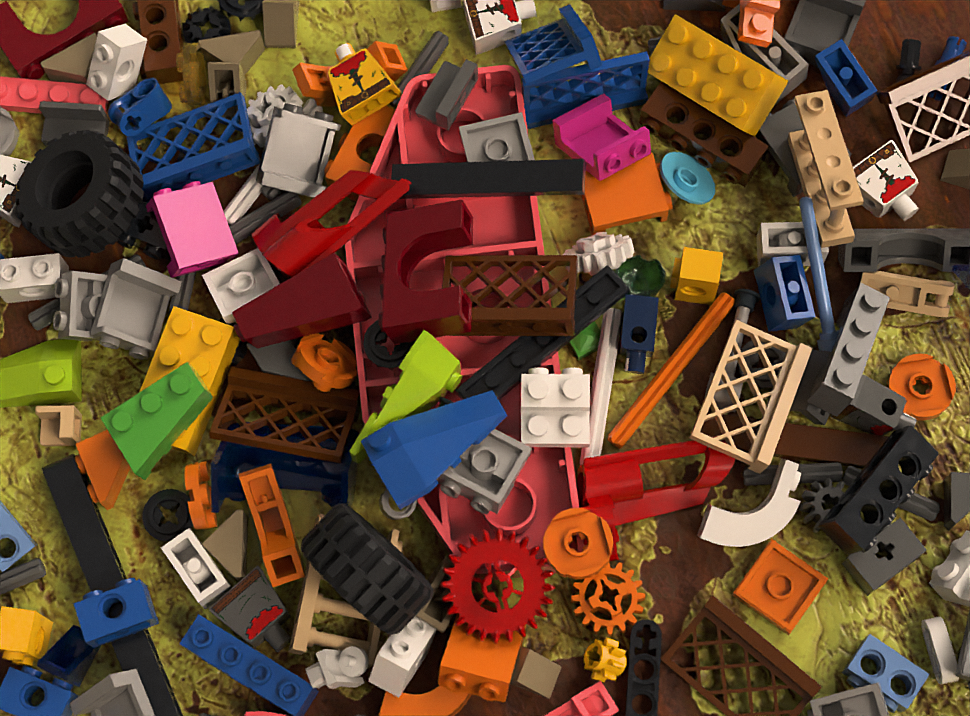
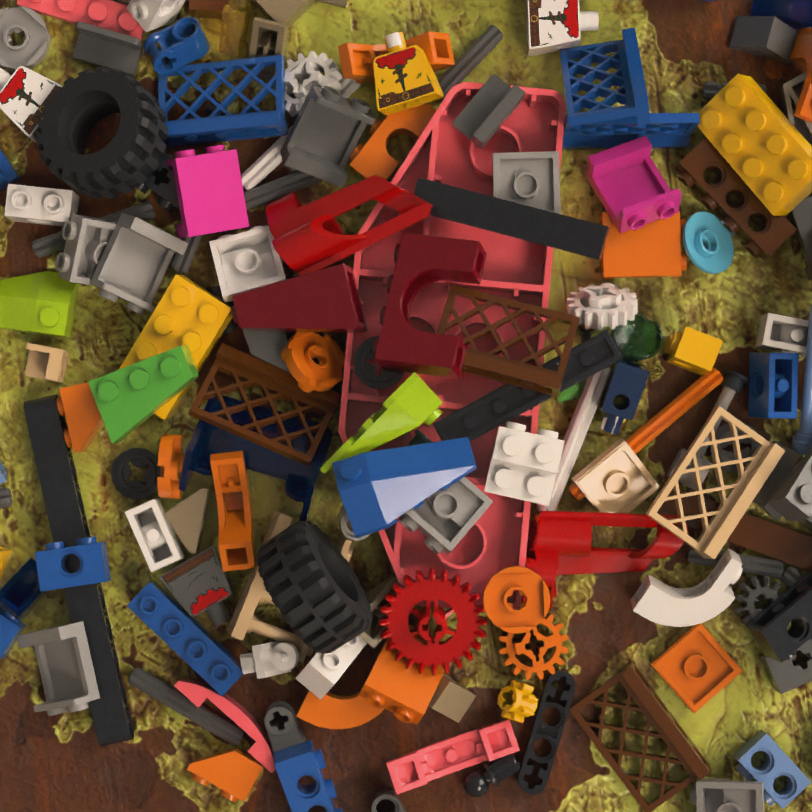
camera: 10 degrees right, 15 degrees up
(652, 417) = (616, 480): none -> tan tile

